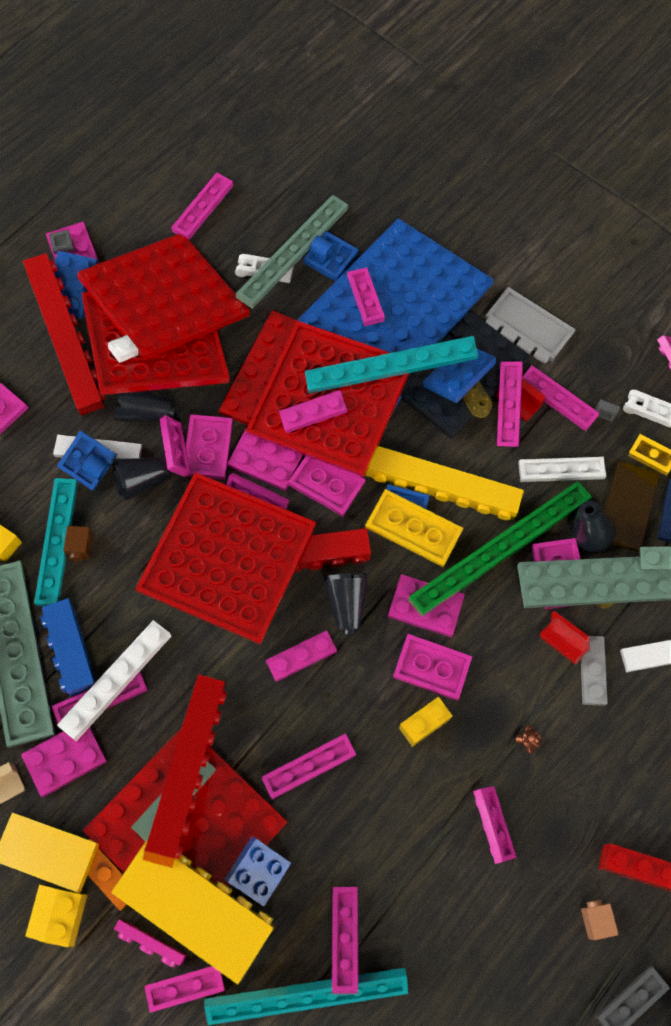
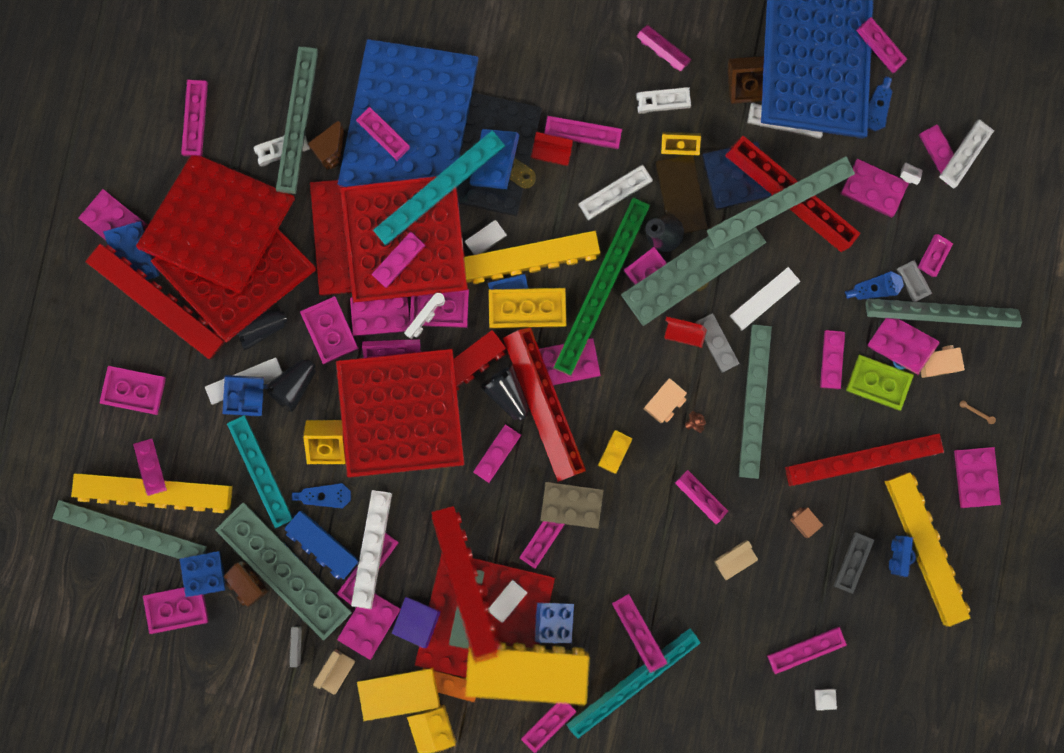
camera: 30 degrees left, 15 degrees up
(61, 241) = (98, 220): dark grey tile -> none
(78, 543) = (278, 464): reddish brown brick -> none
(110, 603) = (331, 496): none -> blue piece
(112, 784) = (416, 622): none -> dark purple tile
(123, 348) = (218, 293): white plate -> none
(133, 546) = (324, 442): none -> yellow slope
(149, 943) = (507, 711): dark pink plate -> none
(174, 446) = (304, 345): dark pink plate -> none
(221, 816) = (507, 601): none -> white tile
(308, 478) = (425, 315): none -> white plate
(309, 284) = (329, 146): none -> reddish brown slope
(330, 255) = (329, 105): blue plate -> none
(348, 751) = (571, 505): none -> dark tan plate
(378, 633) = (544, 404): none -> red brick
(410, 444) = (485, 238): none -> white tile
(432, 667) = (598, 407): dark pink plate -> none
(497, 919) = (735, 560): none -> tan panel
(507, 698) = (665, 401): none -> light nougat brick
(509, 404) = (547, 162): dark pink plate -> none
(529, 325) = (526, 77): light grey hinge -> none
(603, 756) = (755, 401): none -> sand green plate
(607, 410) = (626, 123): dark grey tile -> none

